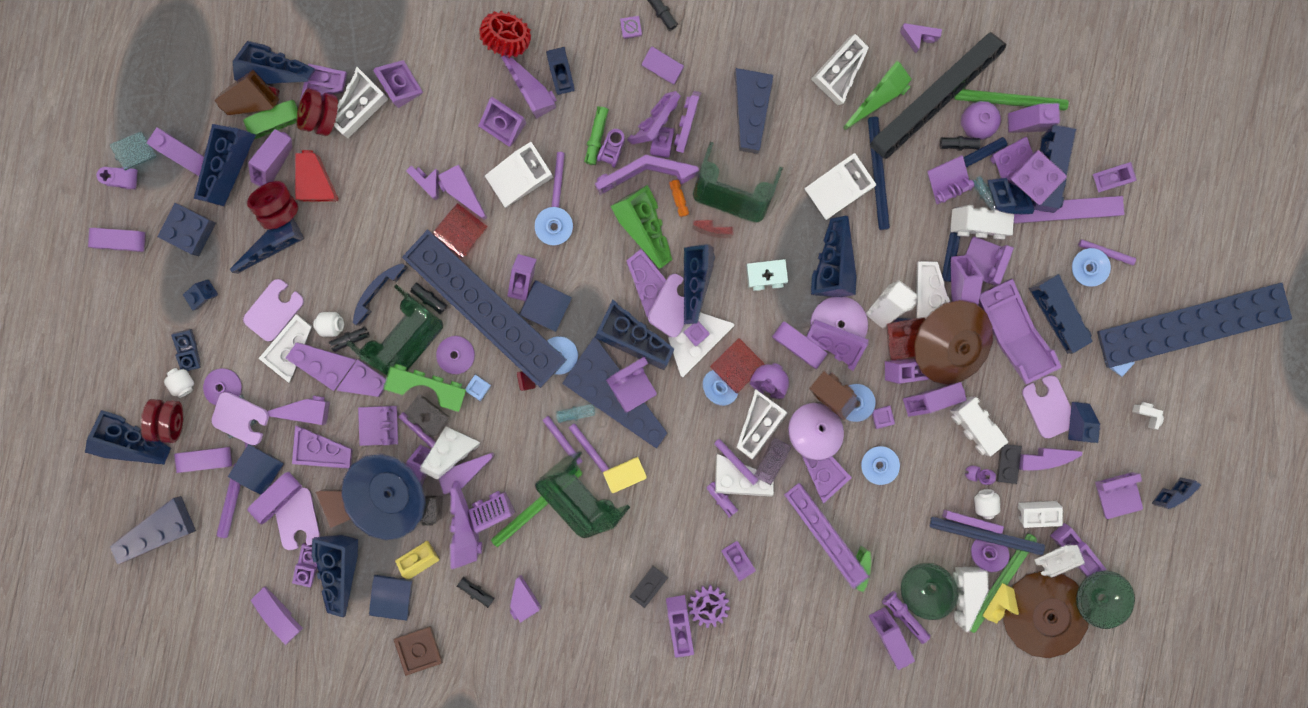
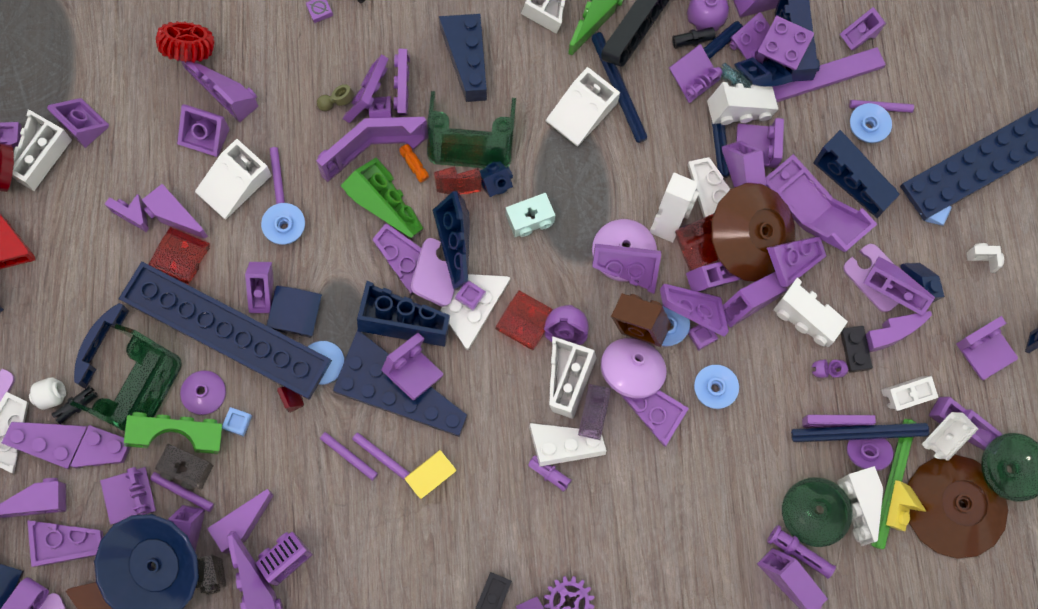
camera: 25 degrees left, 15 degrees down
(428, 298) = (160, 336): black pin -> none
(447, 451) = (214, 500): white wing -> none
(523, 518) = (335, 541): bright green axle -> none
(560, 70) = (254, 66): dark blue slope -> none
(575, 413) = (356, 420): clear light blue axle -> none
(575, 502) = (377, 519): clear green windscreen -> none
(594, 142) = (308, 128): bright green pin -> none
(611, 149) = (327, 131): medium lavender piece -> none
(631, 119) = (341, 96): none -> olive plate
(662, 65) = (362, 36): medium lavender slope -> none
(725, 394) = (511, 350): light blue dish -> none
(736, 462) = (560, 428): medium lavender bar -> none
(738, 560) = (588, 538): medium lavender slope -> none
(746, 233) = (496, 178): none -> dark blue brick
(799, 345) = (588, 280): medium lavender beam -> none
(826, 535) = (681, 478): medium lavender tile -> none
(836, 267) = (604, 192): dark blue wedge -> none
(864, 559) = (732, 500): bright green slope -> none
(884, 395) = (696, 306): none -> medium lavender wing
(982, 375) = (795, 258): none -> medium lavender wing
(987, 504) = (848, 397): white head -> none
(1061, 422) = (898, 286): none -> medium lavender slope

